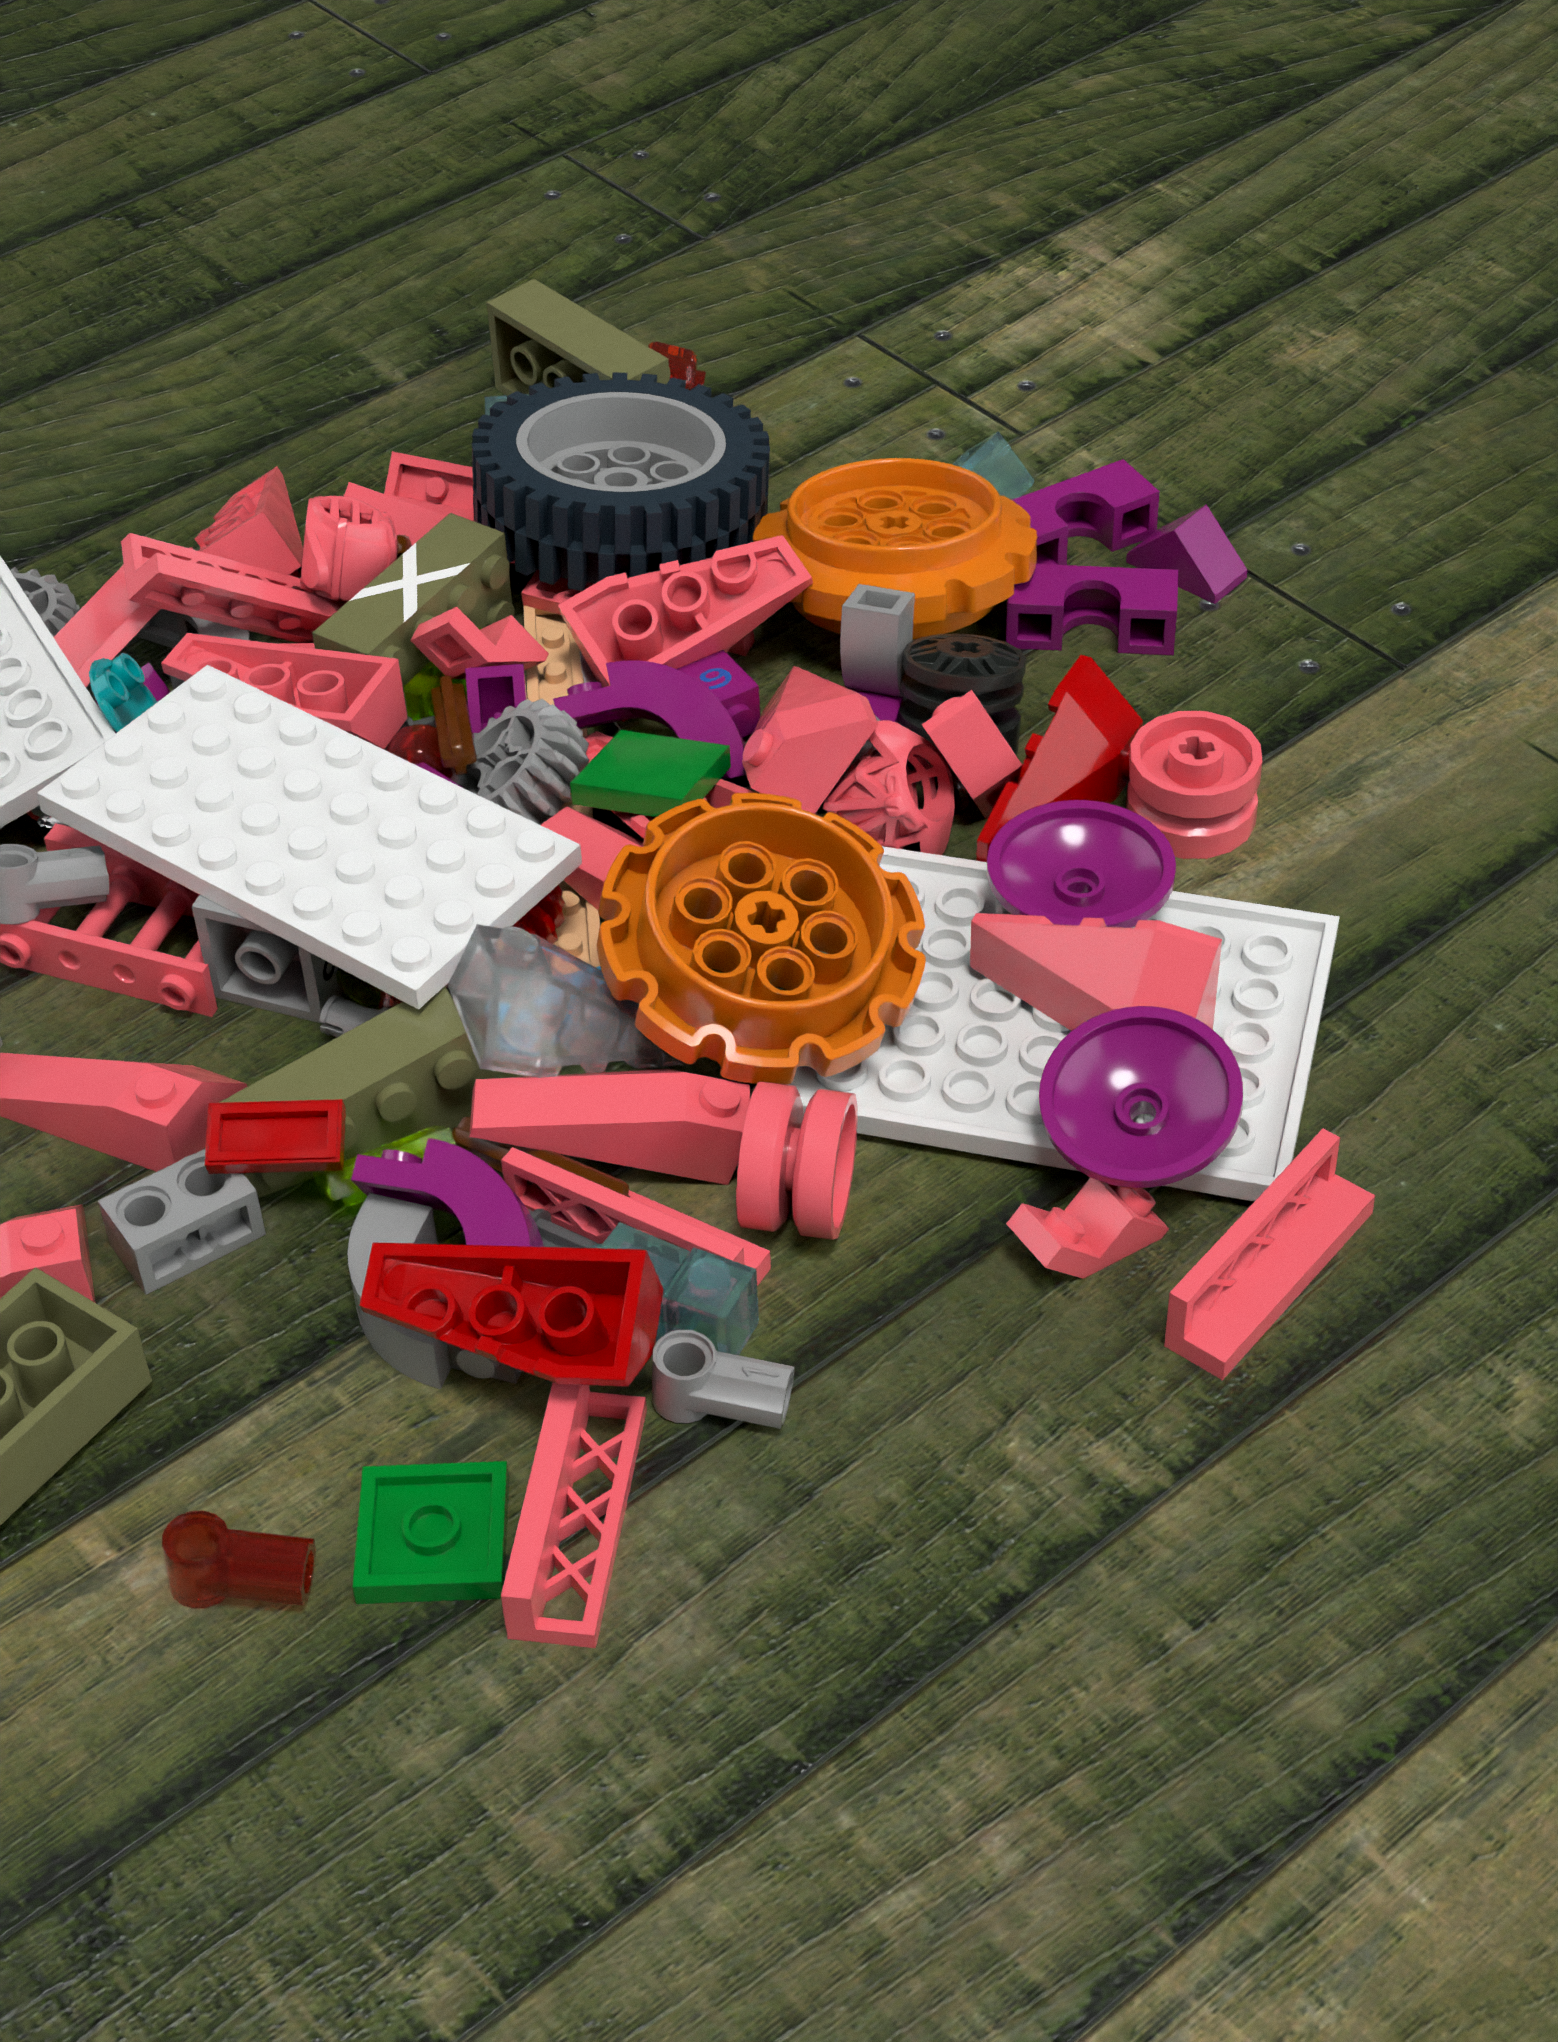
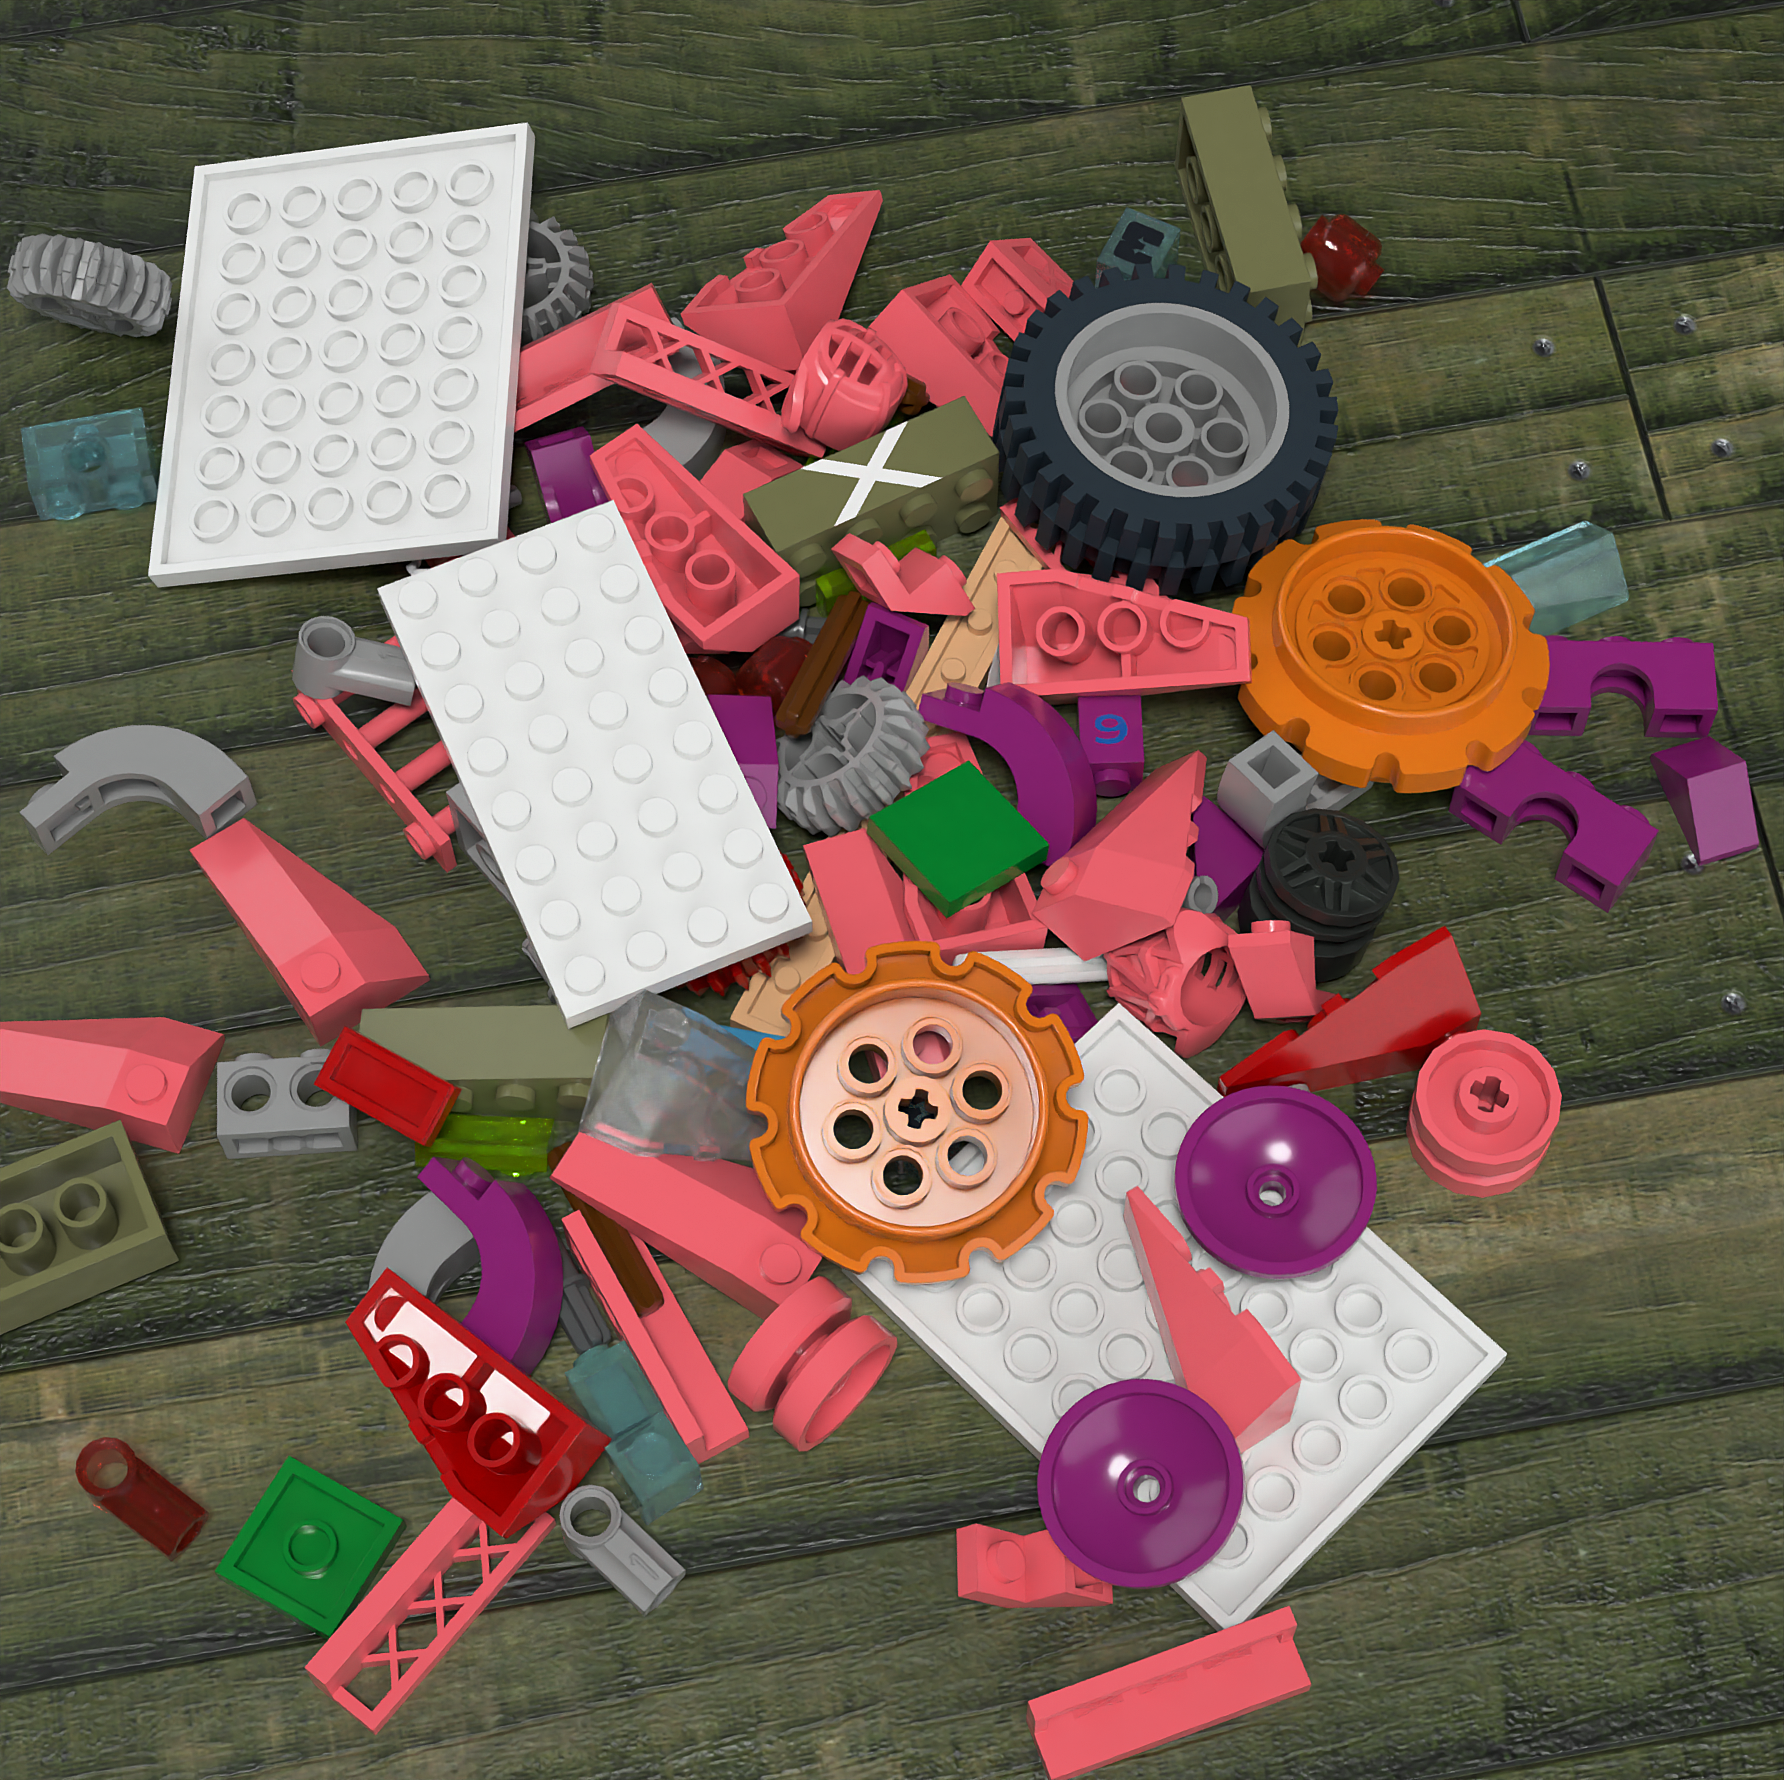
camera: 30 degrees right, 20 degrees up
(120, 690) = (534, 486): teal dish -> none

